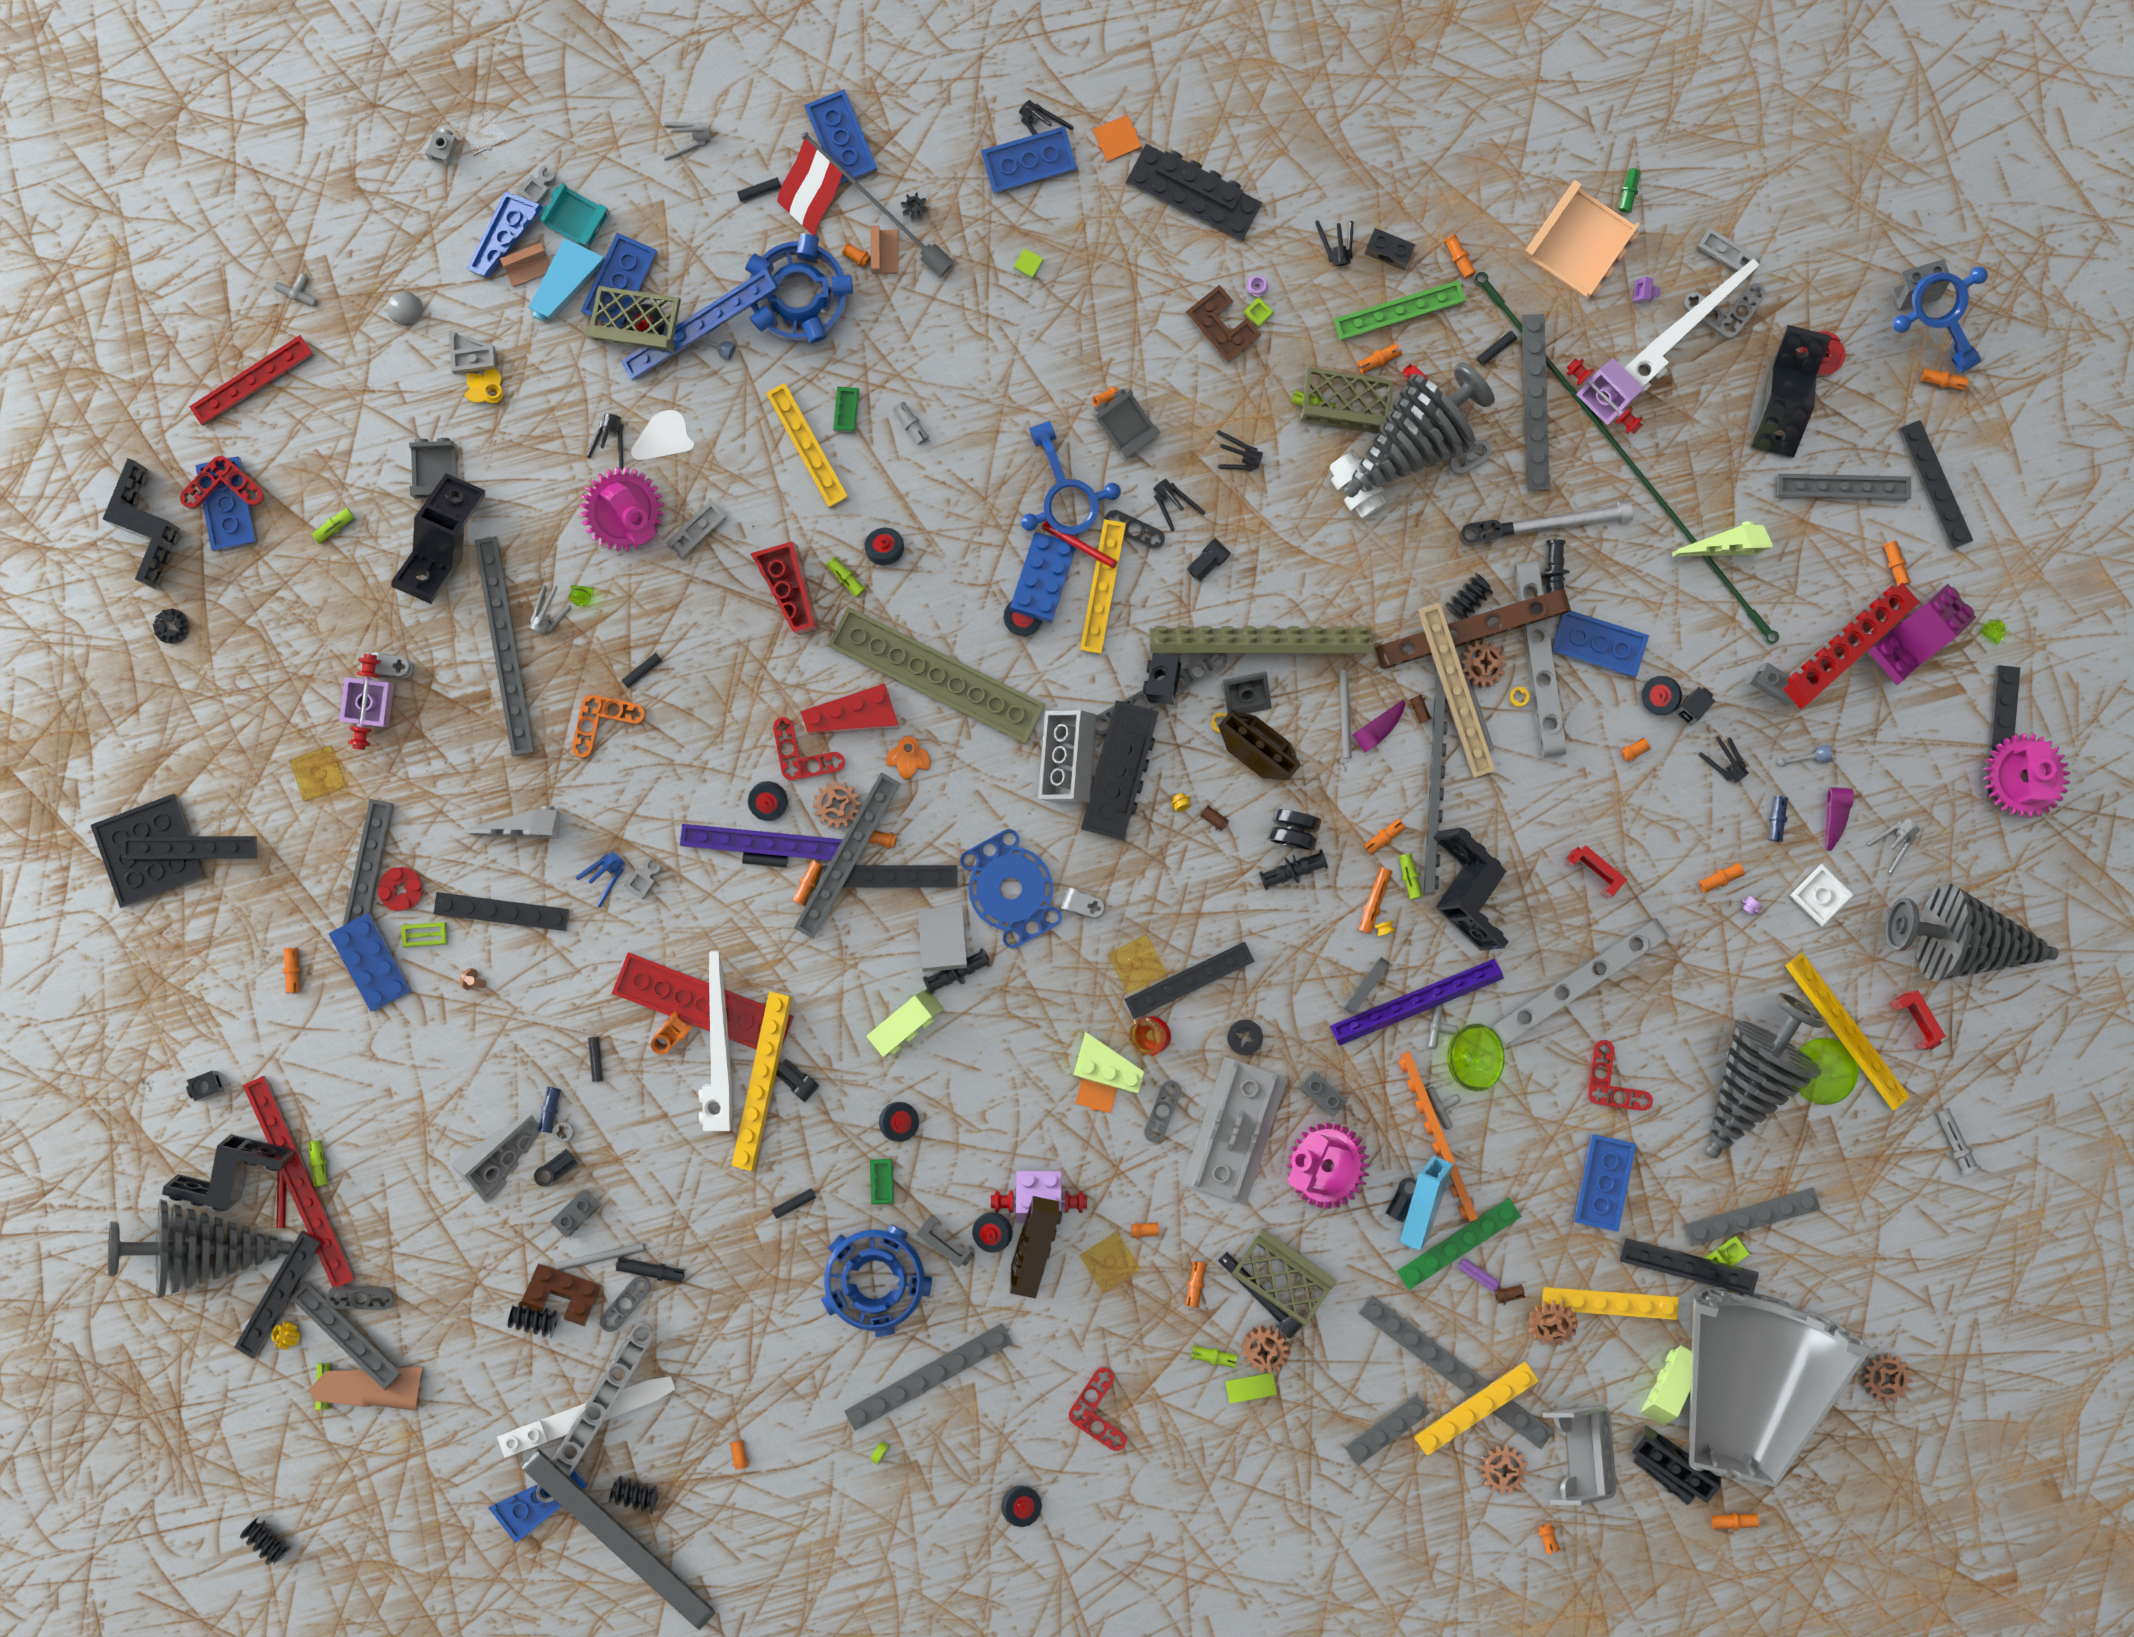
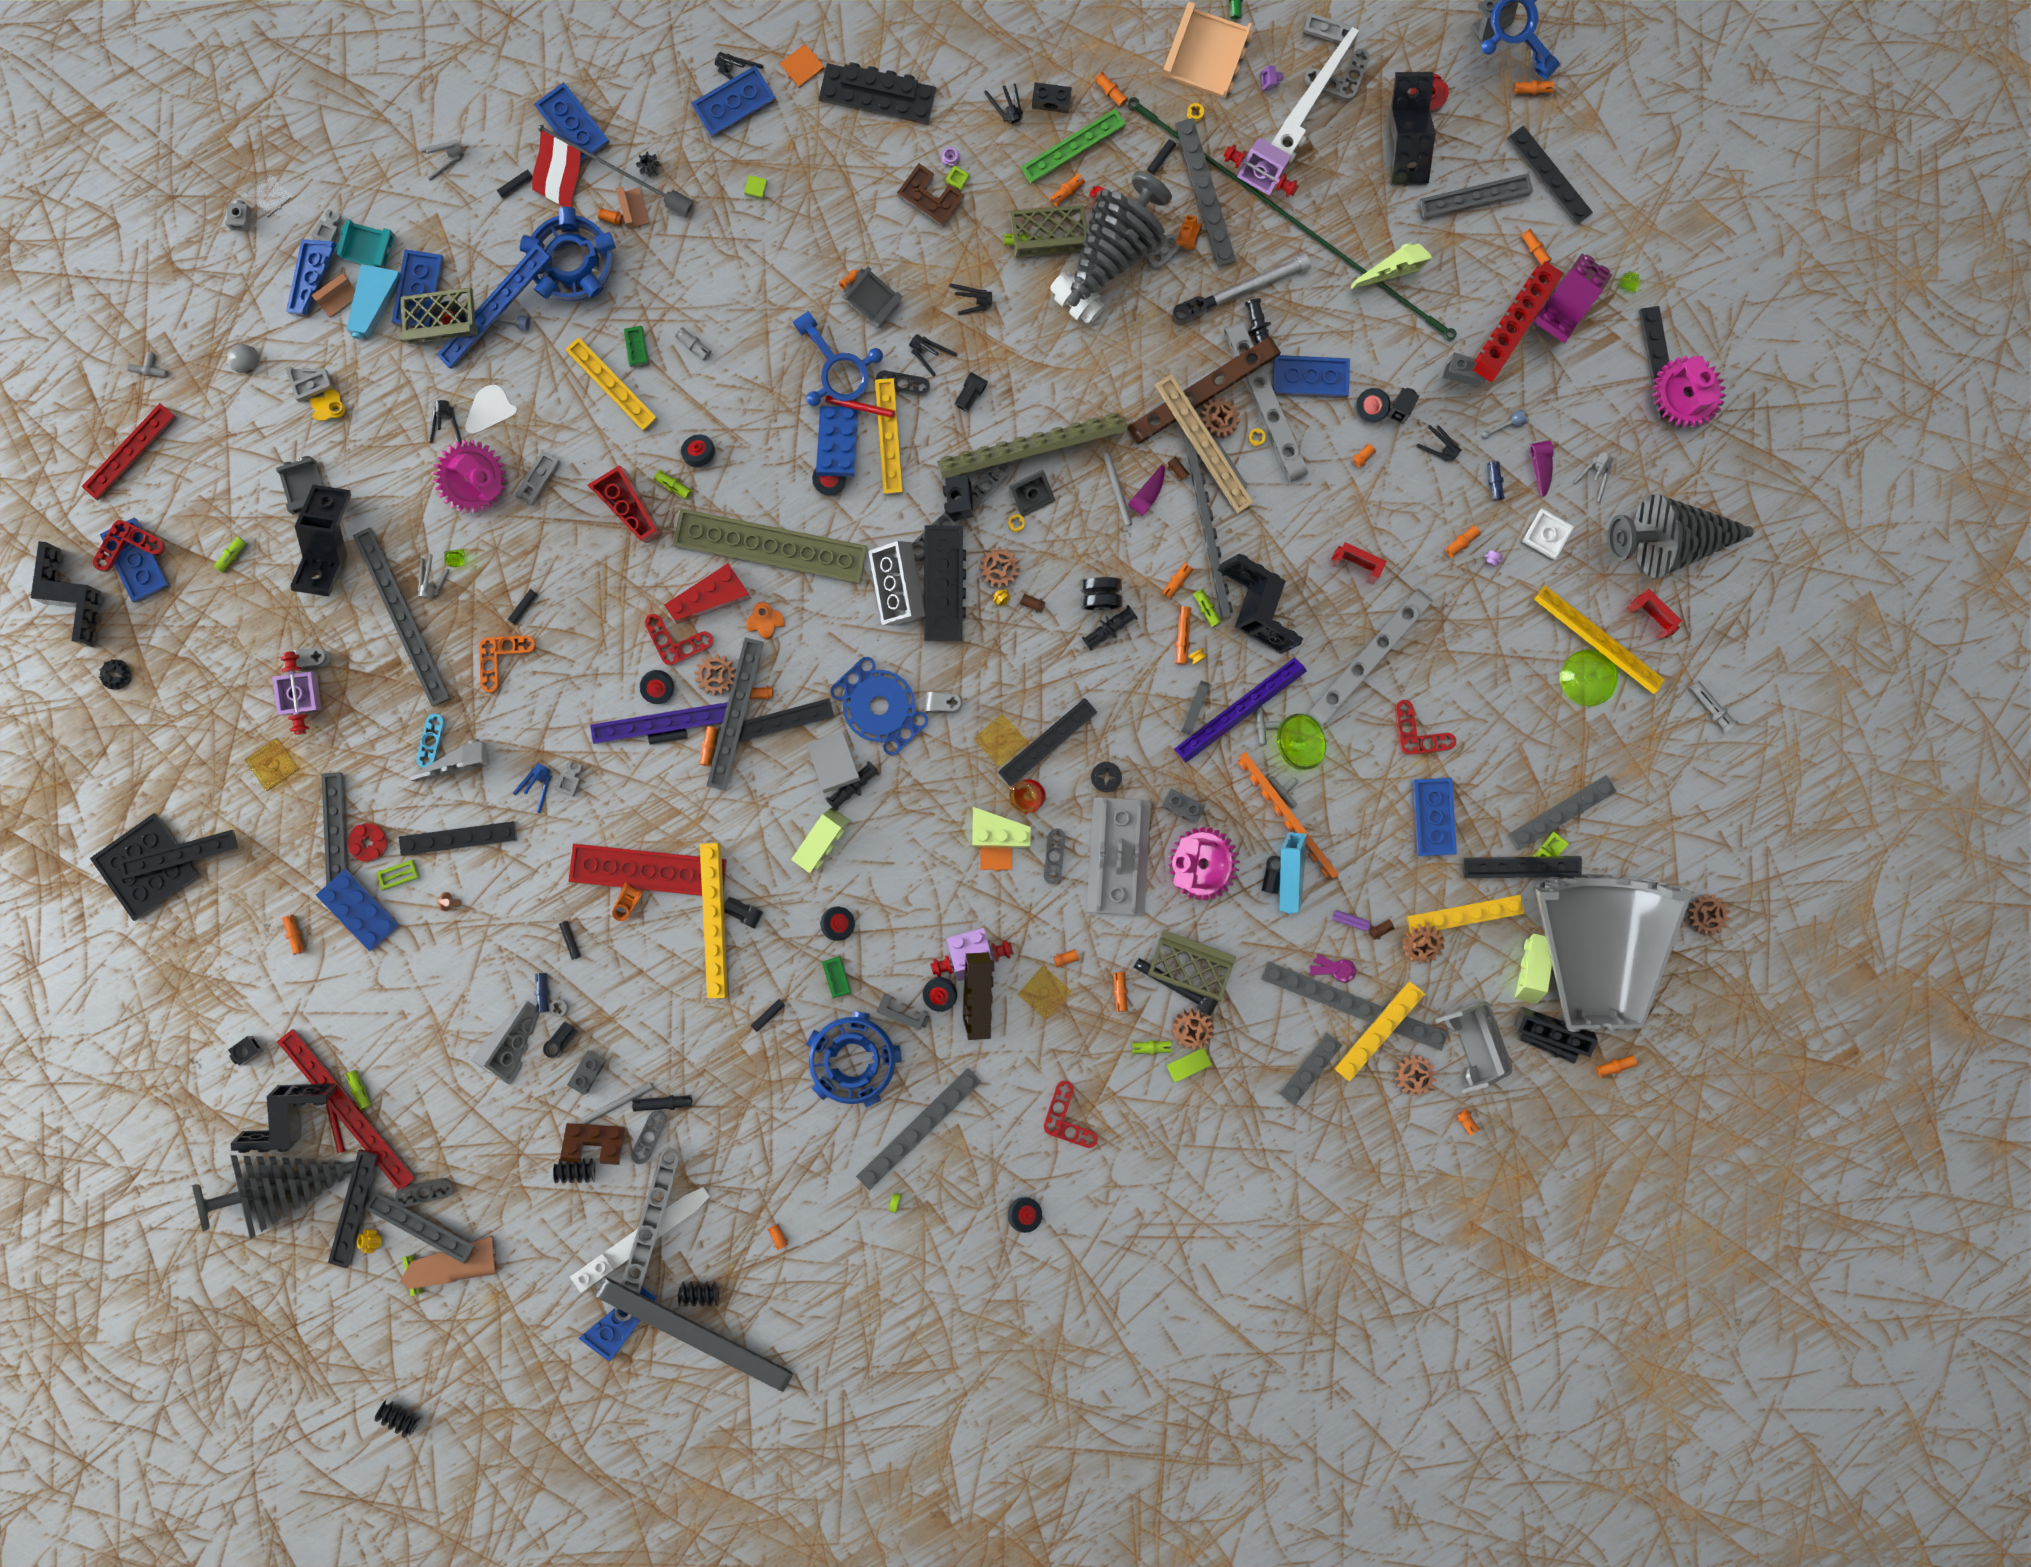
camera: 25 degrees left, 0 degrees up
(509, 792) = (438, 728): none -> medium azure beam
(721, 1077) = (680, 931): white piece -> none
(1186, 758) = (1007, 564): none -> nougat gear
(1258, 746) = (1053, 534): dark brown wedge -> none
(1453, 1328) = (1342, 970): none -> magenta piece
(1458, 1243) = (1328, 899): green plate -> none
(1469, 597) = (1193, 365): black piece -> none
(1504, 444) = (1189, 232): none -> orange hips
(1550, 300) = (1195, 106): none -> yellow bush
(1762, 1073) = (1540, 691): dark grey plant -> none

